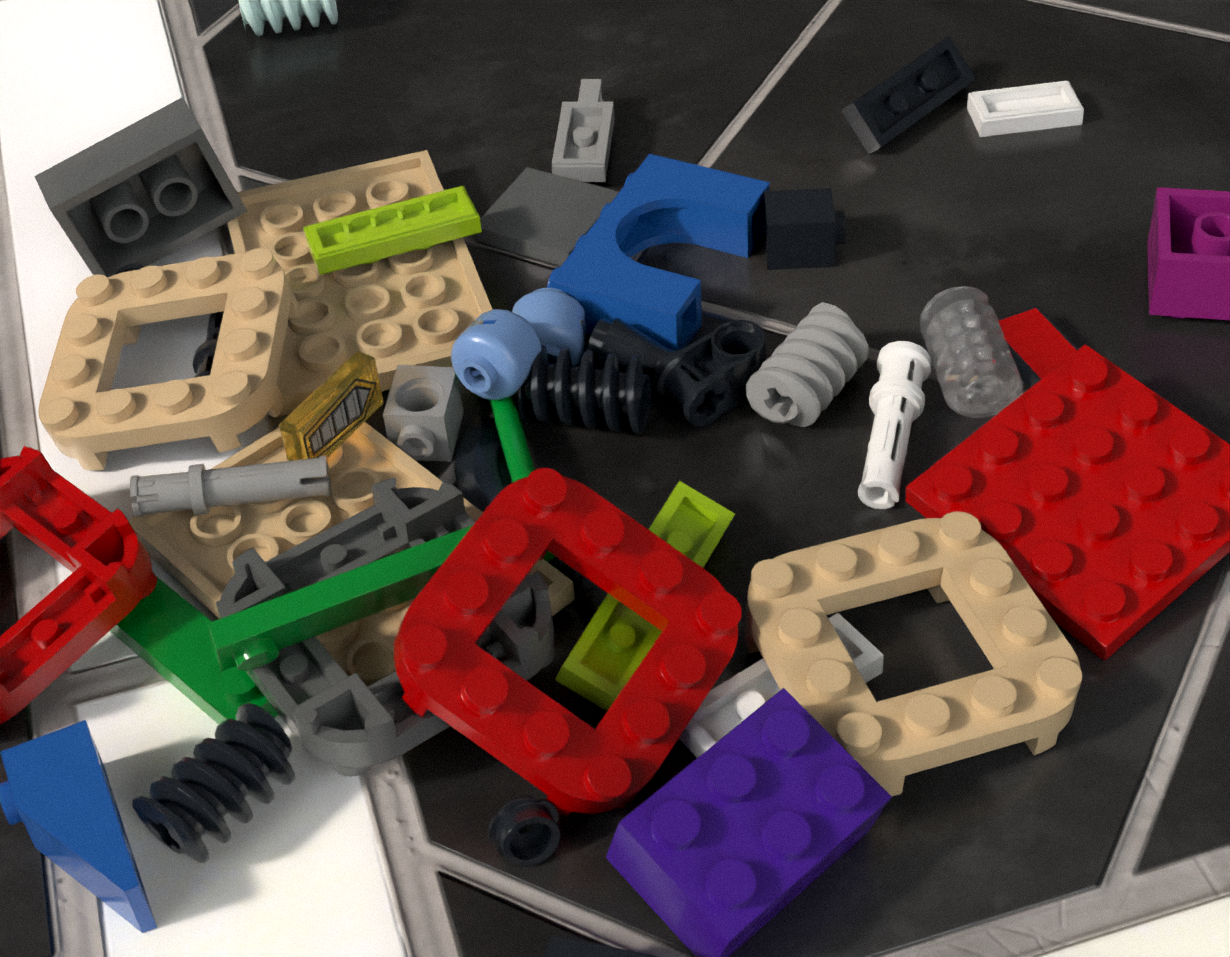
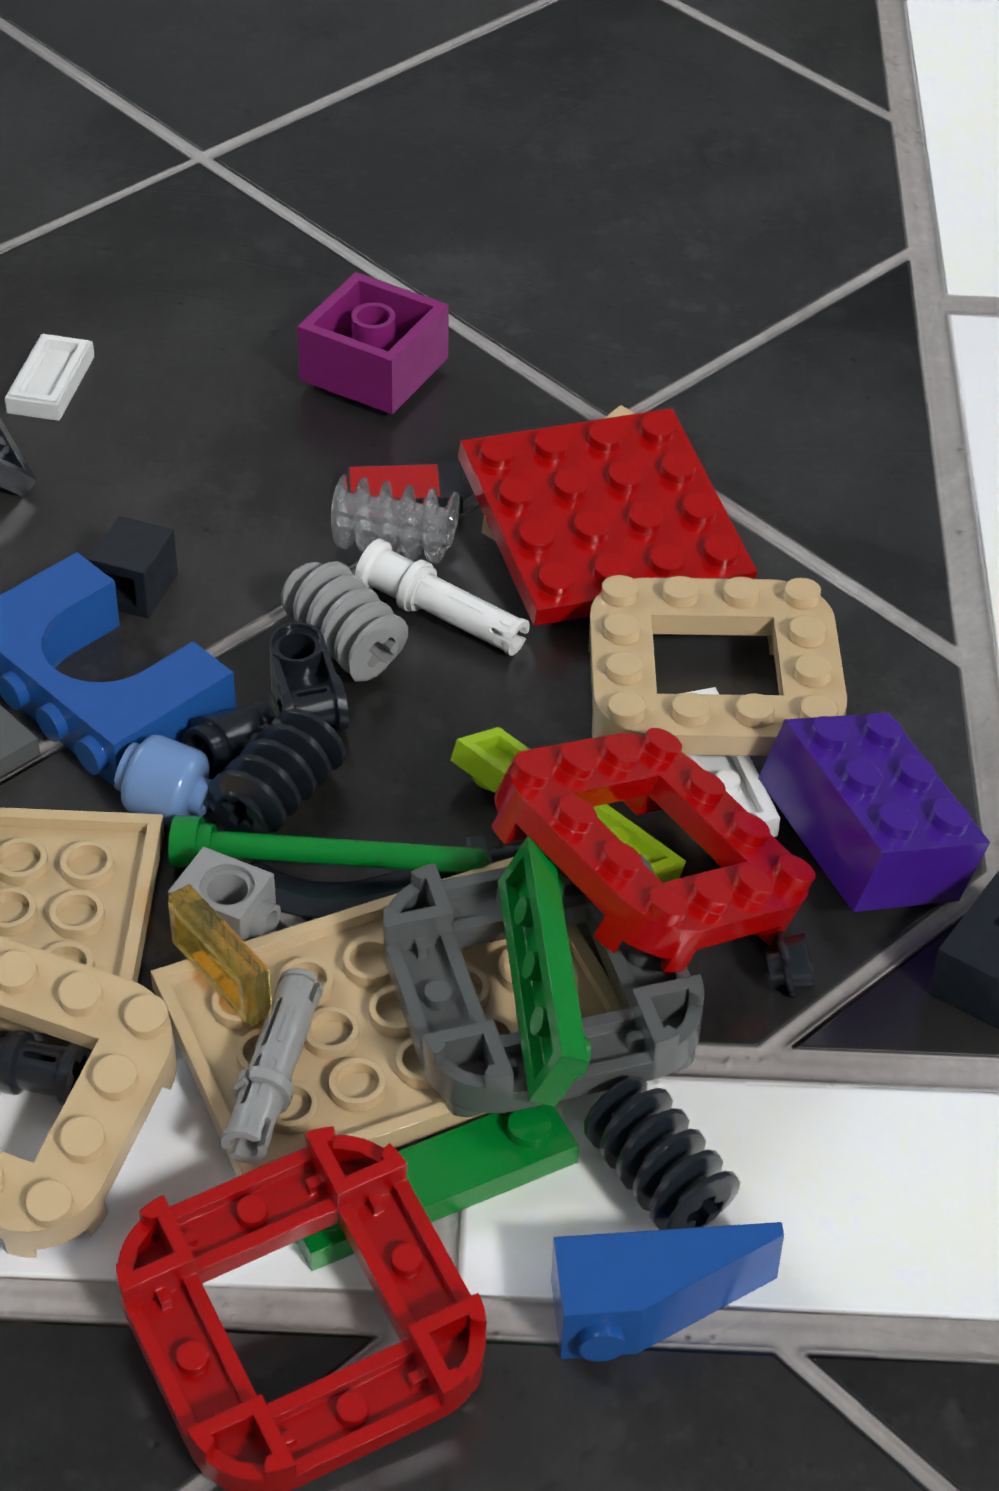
camera: 75 degrees left, 0 degrees up
(495, 354) = (220, 804): medium blue head -> none

